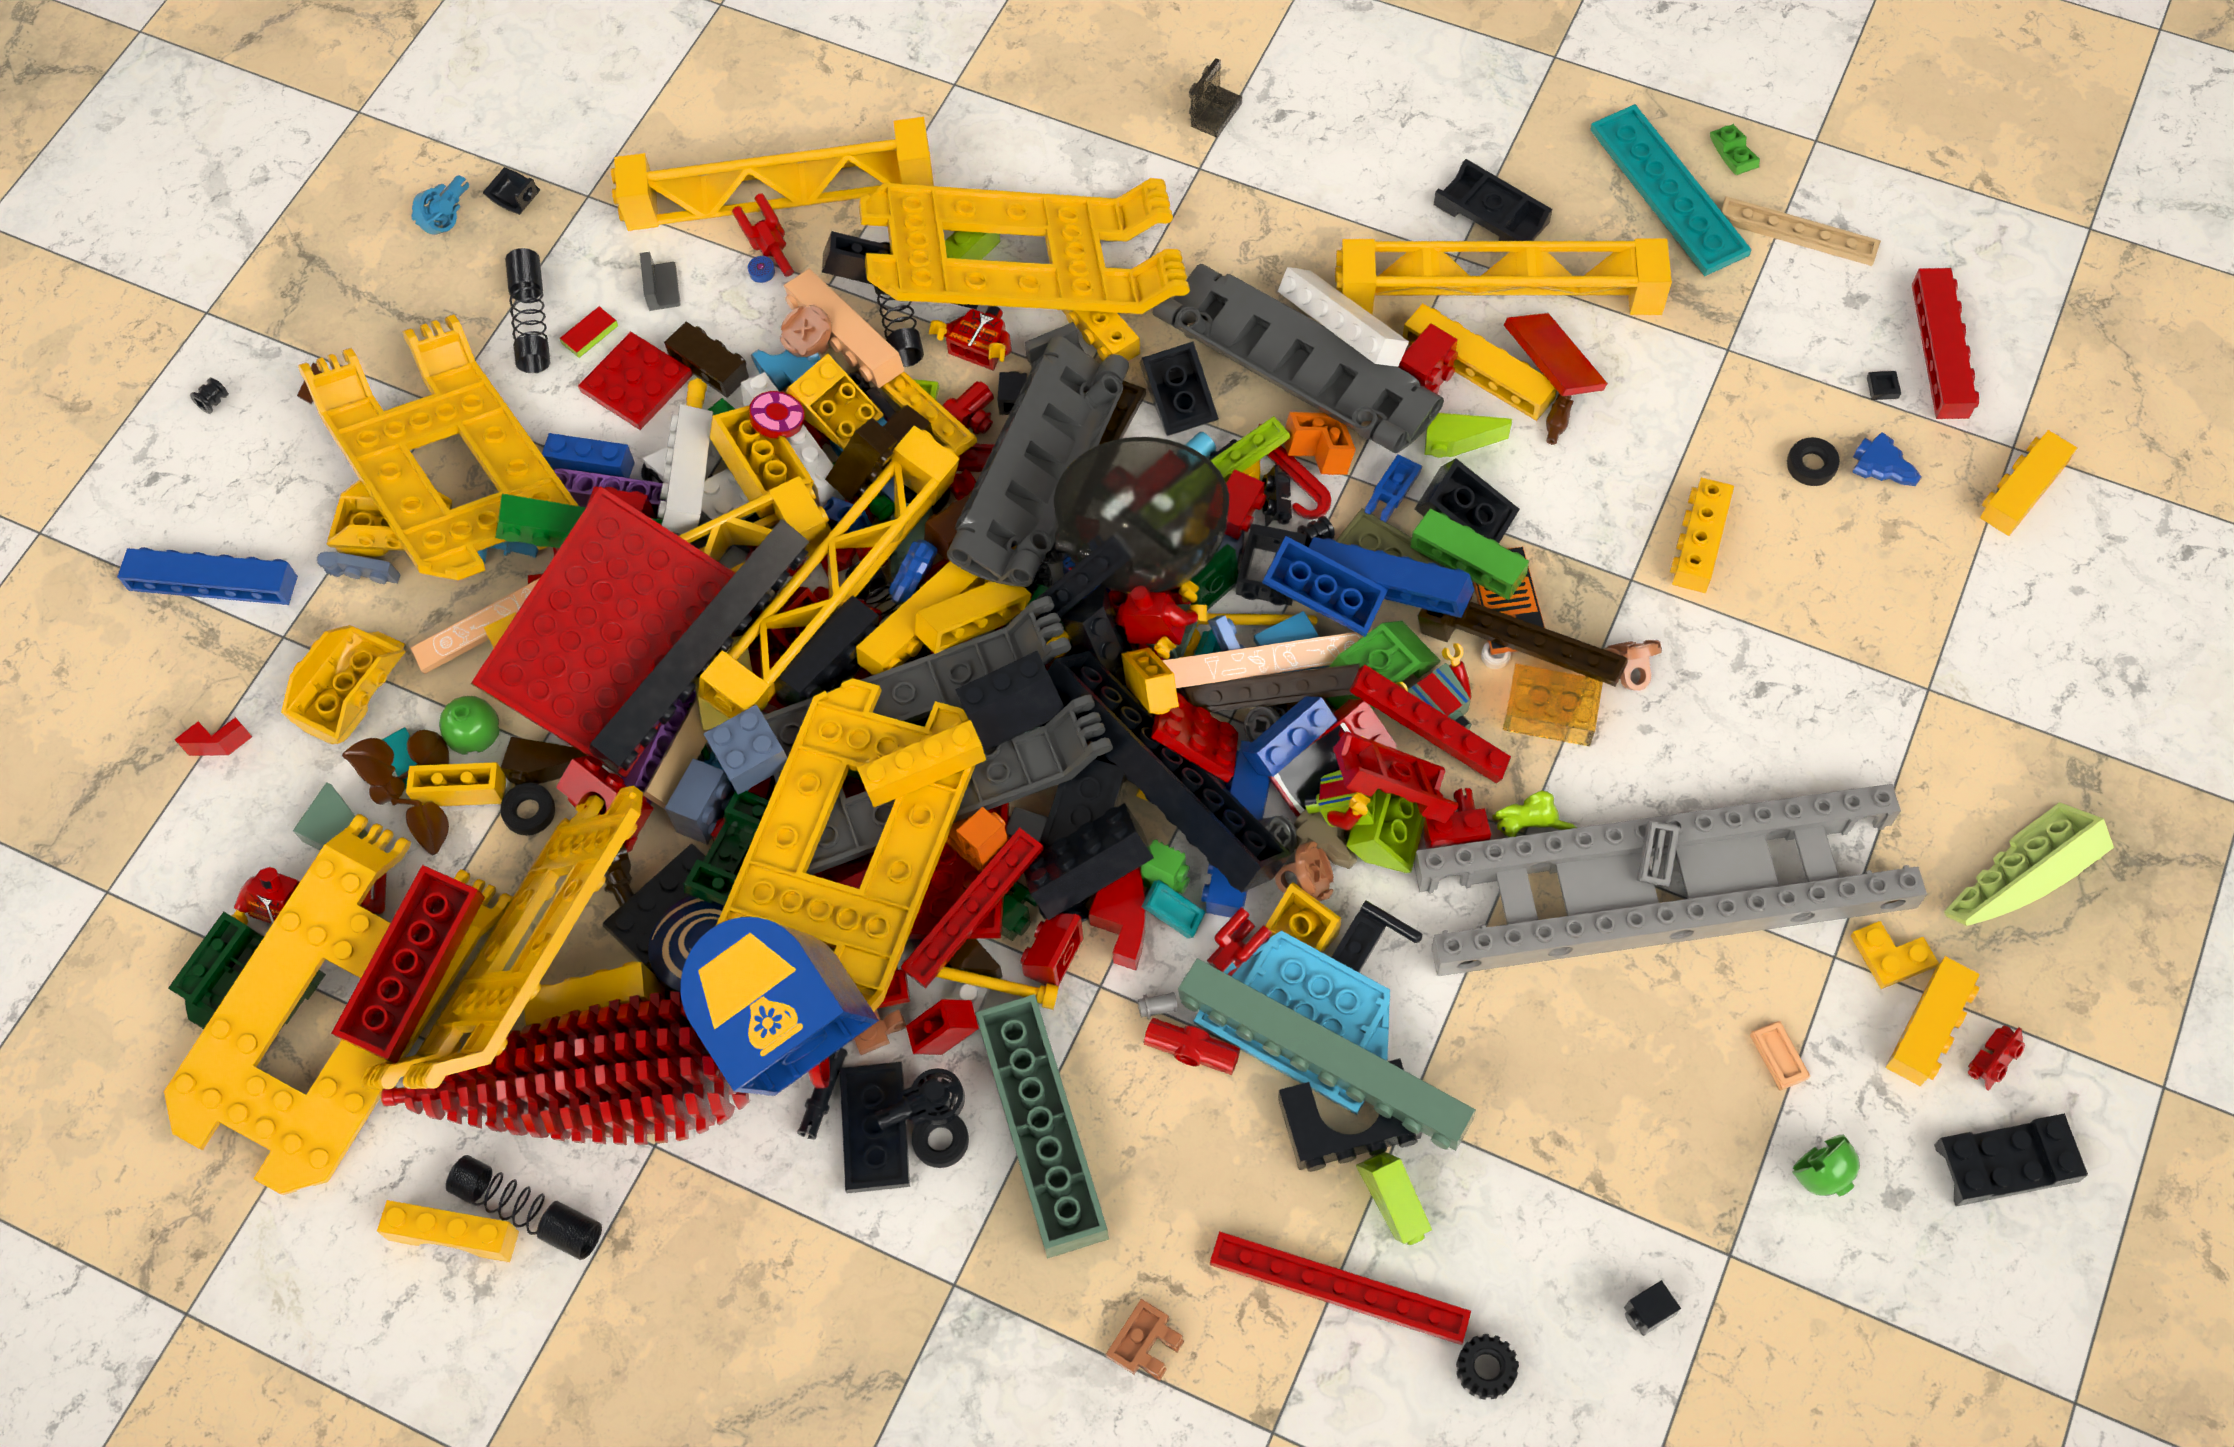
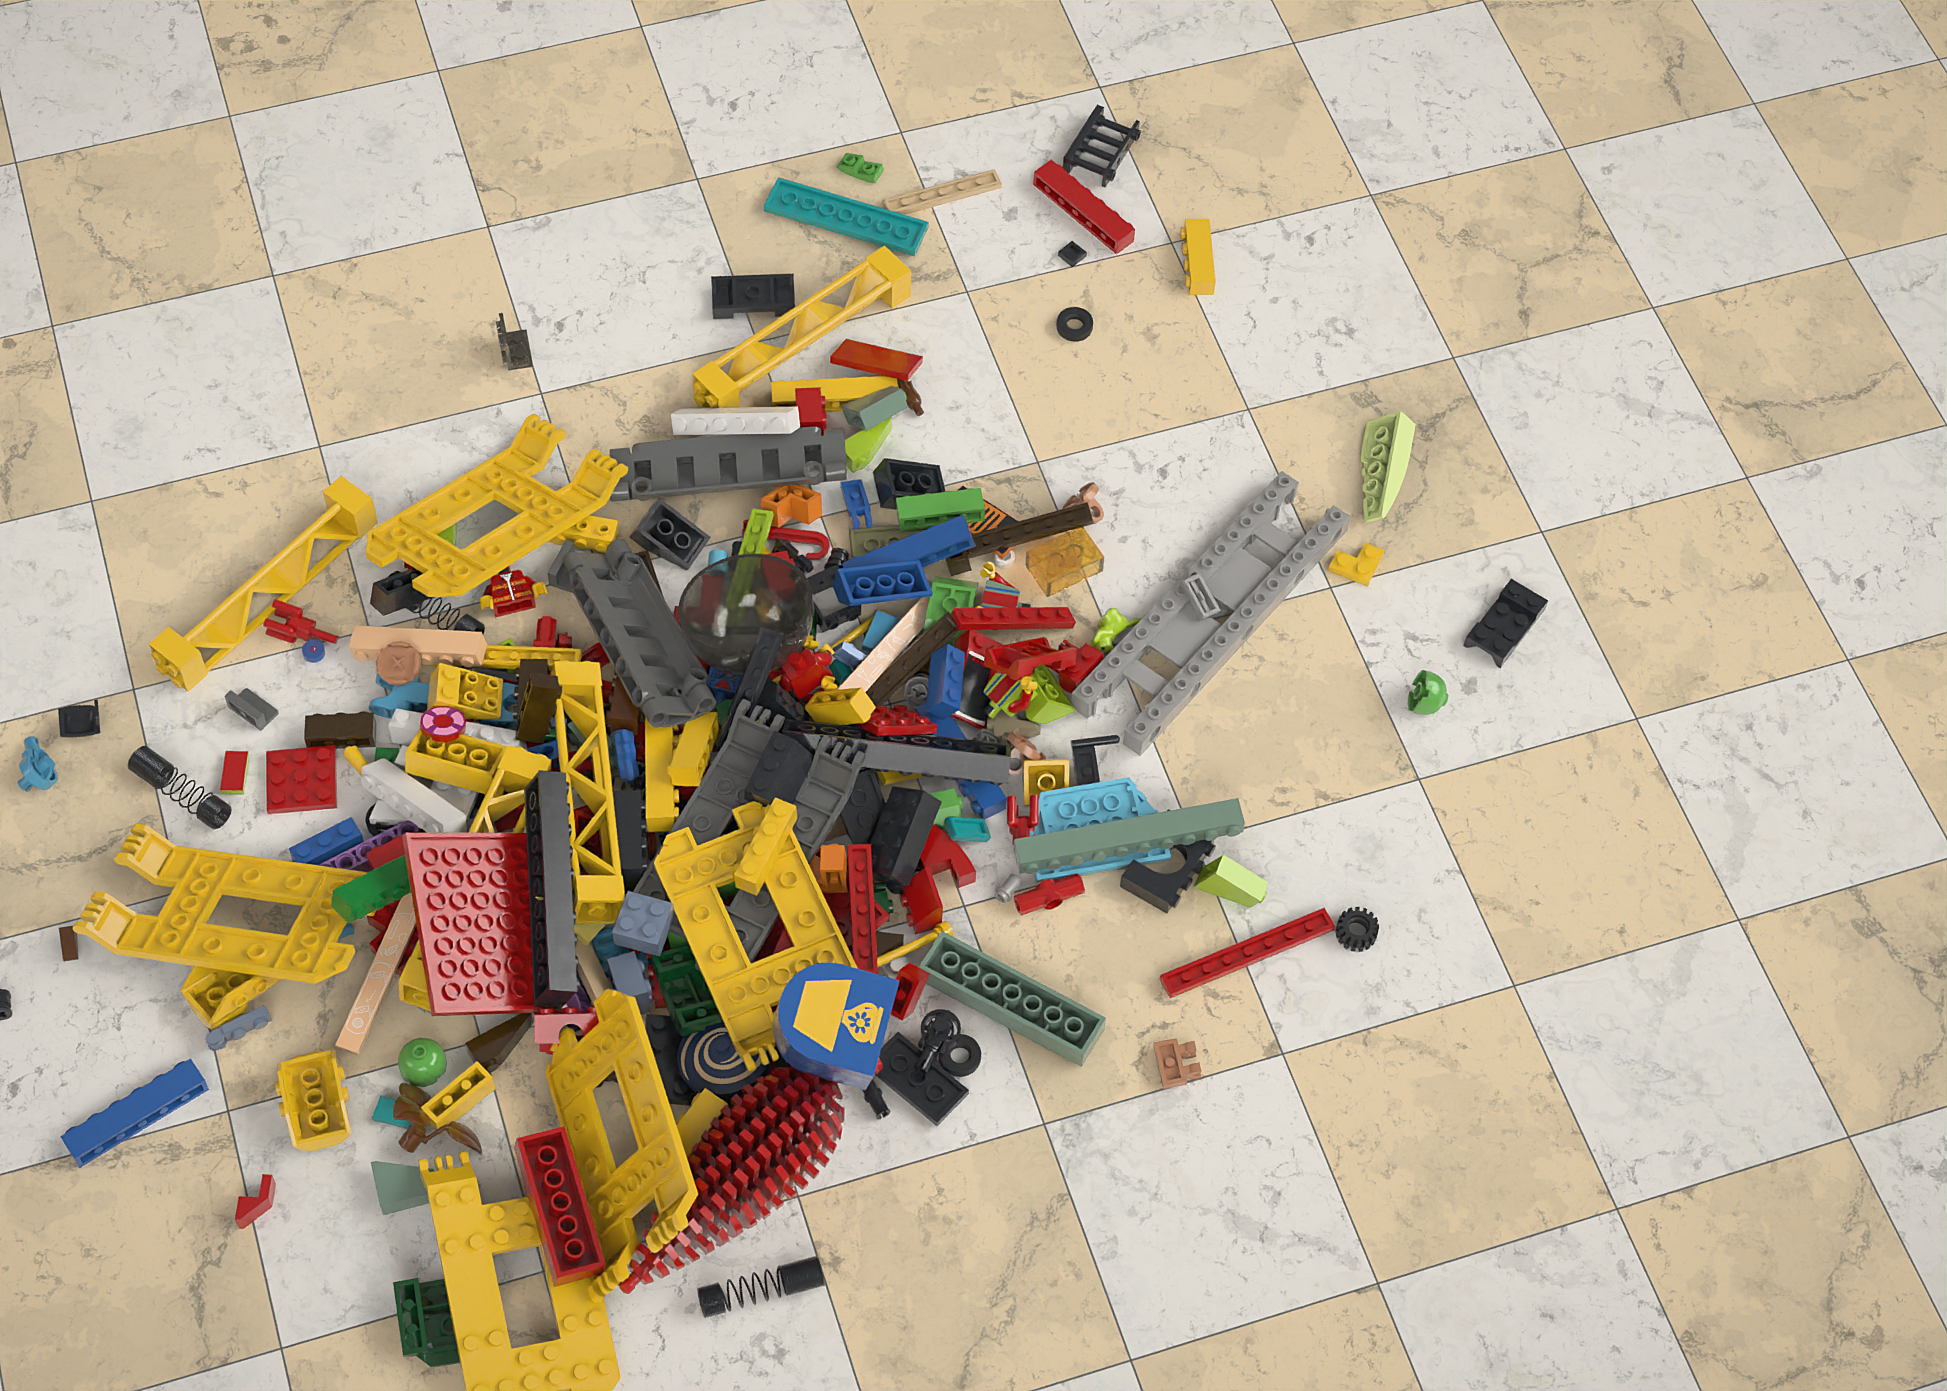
camera: 50 degrees left, 5 degrees down
(264, 896) = (410, 1255): red torso -> none
(461, 1231) = (710, 1346): yellow arch -> none
(515, 797) = (513, 1065): black tyre -> none
(1008, 390) = (567, 610): black brick -> none
(1504, 401) = (875, 407): none -> sand green slope
(1651, 1308) = (1408, 833): black brick -> none
(1702, 536) = (1055, 407): yellow brick -> none
(1780, 1055) = (1351, 658): light nougat tile -> none
(1884, 461) = (1113, 298): blue rock -> none
(1933, 1021) = (1409, 581): yellow brick -> none
(2005, 1047) = (1453, 568): red hinge -> none
(2027, 268) = (1088, 133): none -> black fence

